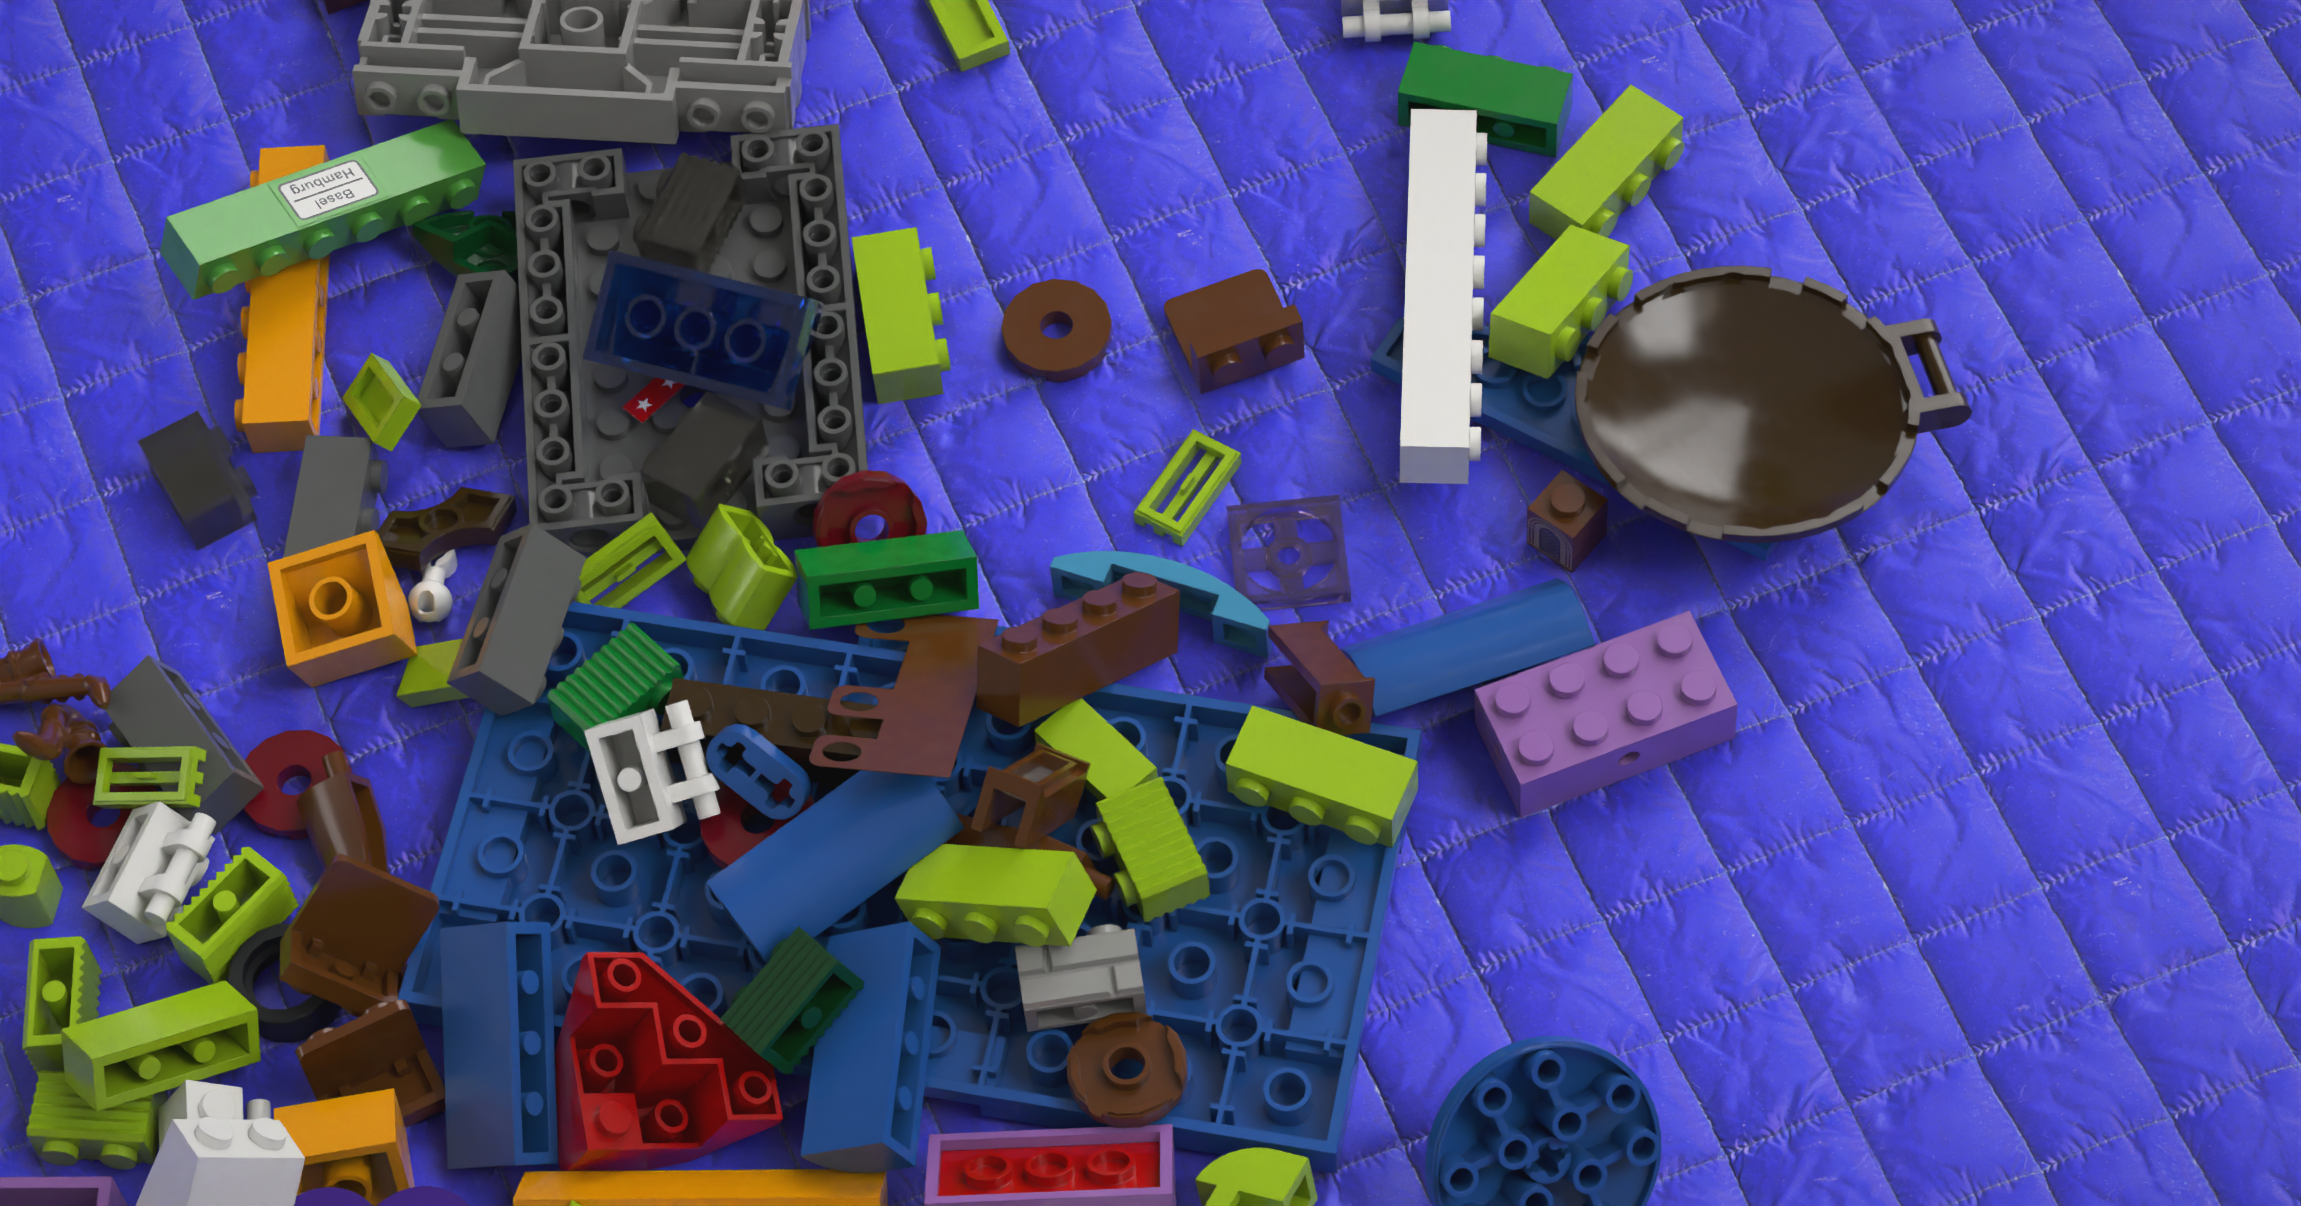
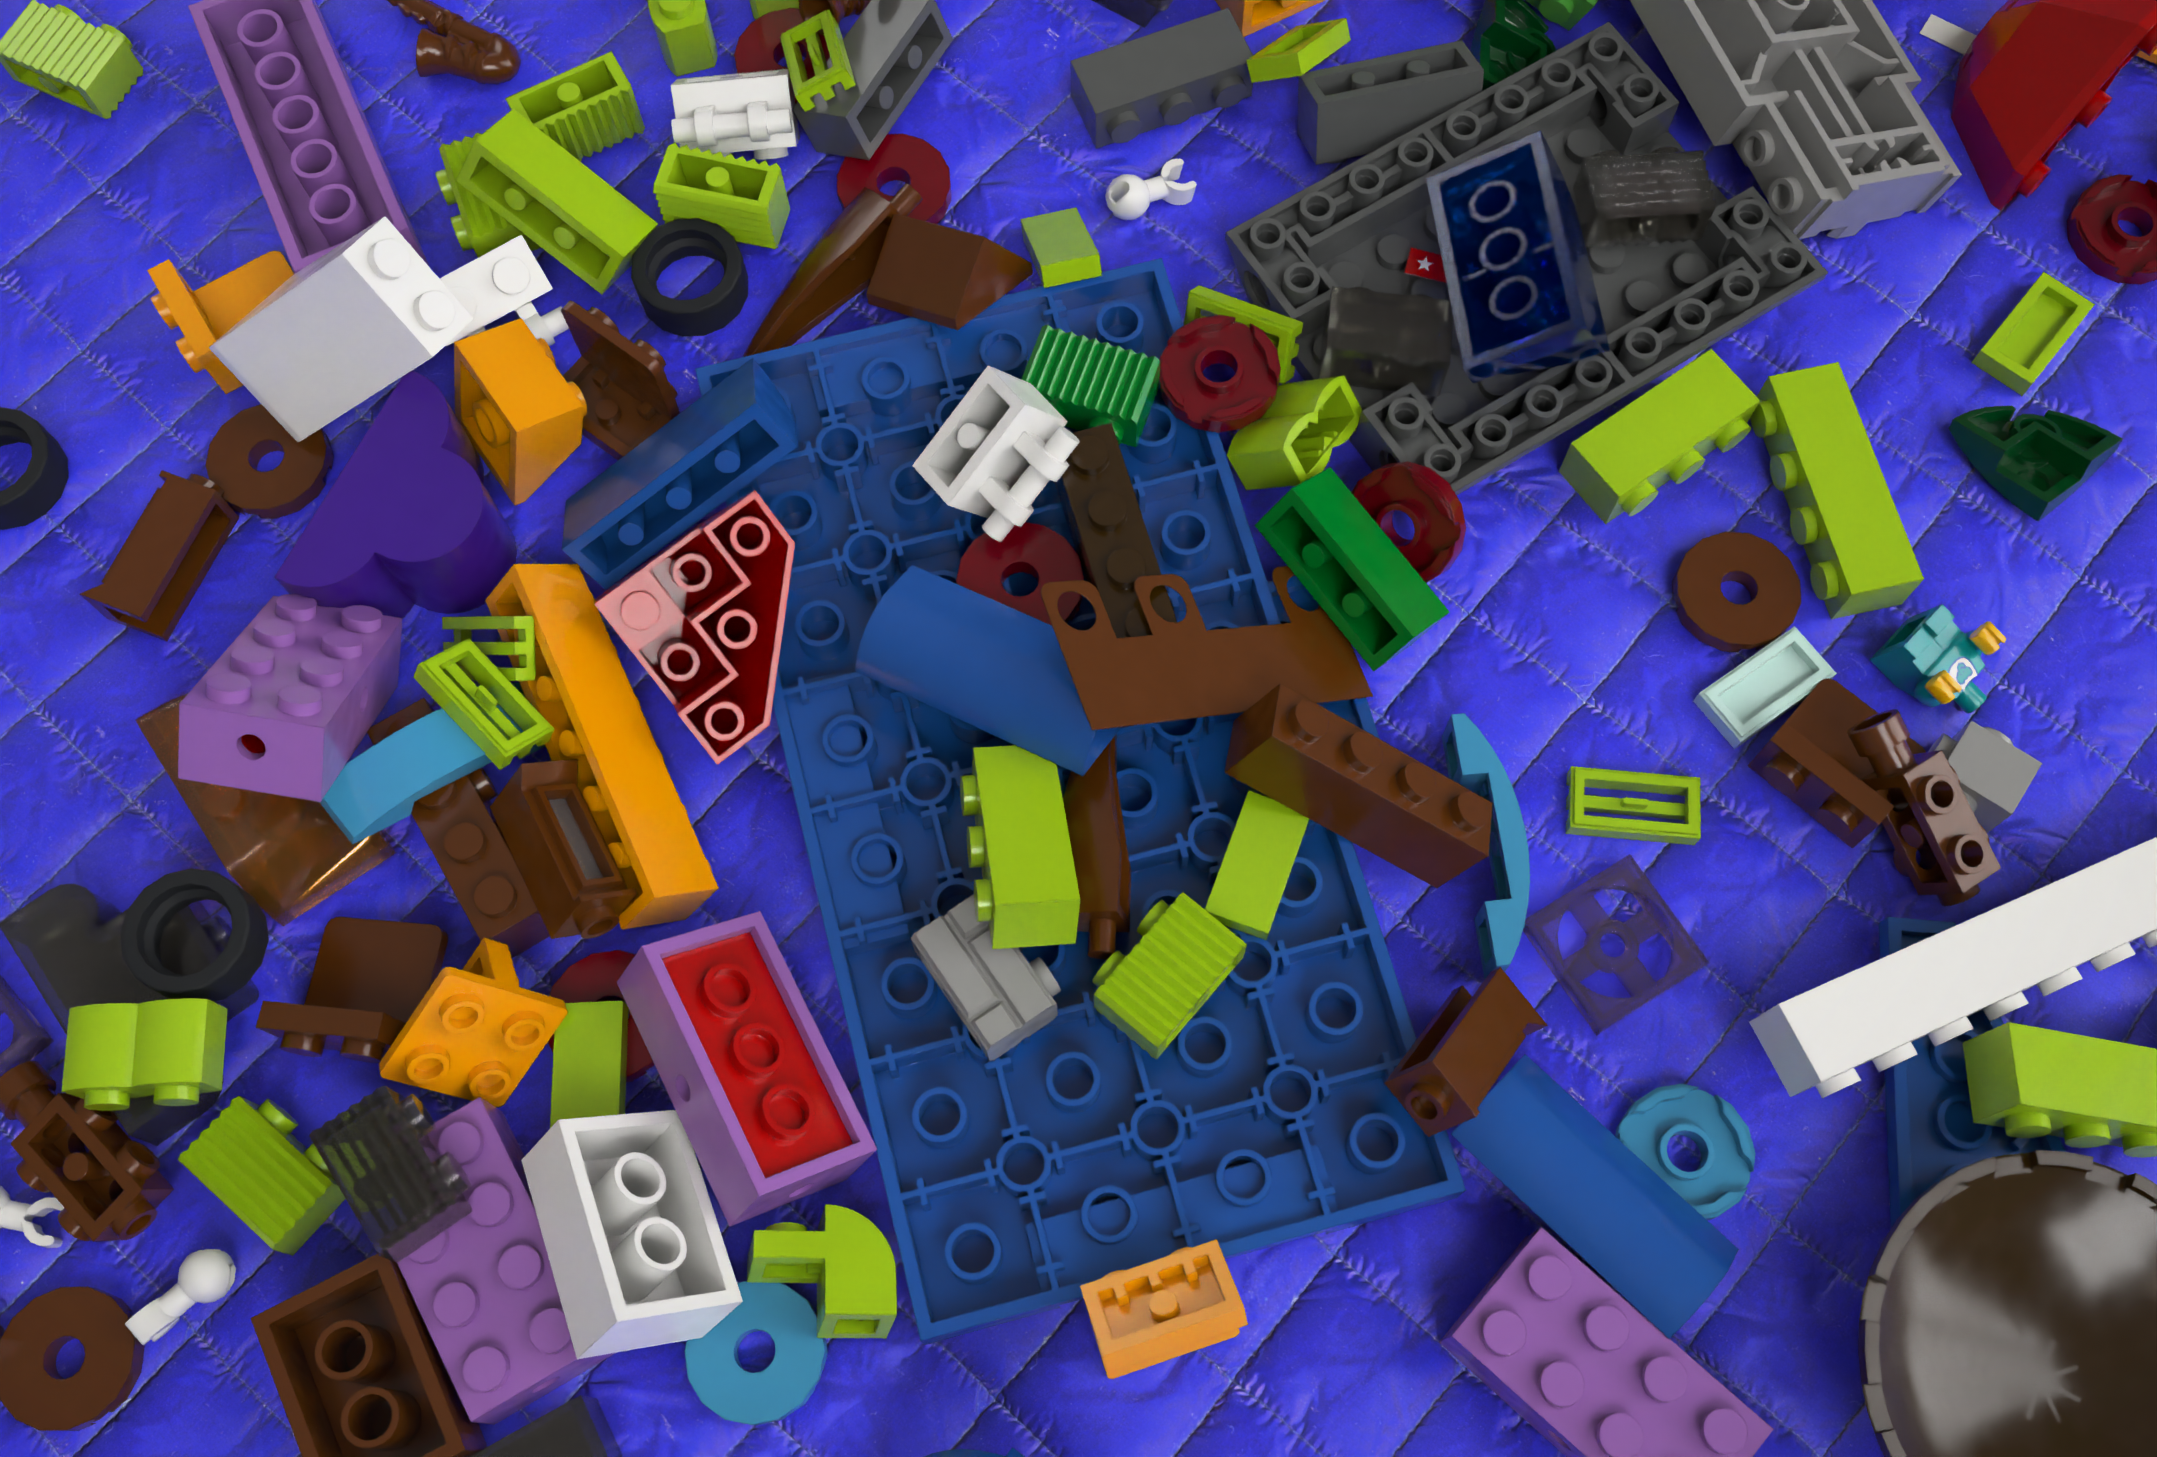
camera: 60 degrees right, 10 degrees up
(341, 610) = (1064, 123): light orange slope -> none
(355, 935) = (717, 298): reddish brown bracket -> none
(428, 769) = (941, 272): none -> reddish brown slope
(463, 520) = (1183, 150): dark brown tile -> none
(517, 620) = (1114, 263): dark grey brick -> none
(660, 564) = (1219, 404): none -> dark red tile
(750, 782) = (1050, 548): blue beam -> none
(792, 1000) = (820, 707): dark green brick -> none
(875, 1055) = (813, 811): blue brick -> none
(1017, 218) = (1835, 492): none -> lime brick
(1042, 781) = (1153, 824): reddish brown window -> none
(1065, 72) = (2035, 457): none -> dark green brick
(1134, 1100) = (922, 1113): reddish brown tile -> none
(1145, 351) = (1763, 687): none -> light aqua tile
(1192, 223) = (1937, 659): none -> teal piece
(1298, 245) = (1989, 771): none -> light grey brick
(1321, 777) = (1340, 1113): lime brick -> none
(1326, 291) = (1927, 812): none -> reddish brown brick
(1403, 967) = (1163, 1309): none -> light orange bracket
(1459, 557) = (1712, 1125): none -> dark azure tile
(1567, 521) = (1816, 1226): reddish brown brick -> none

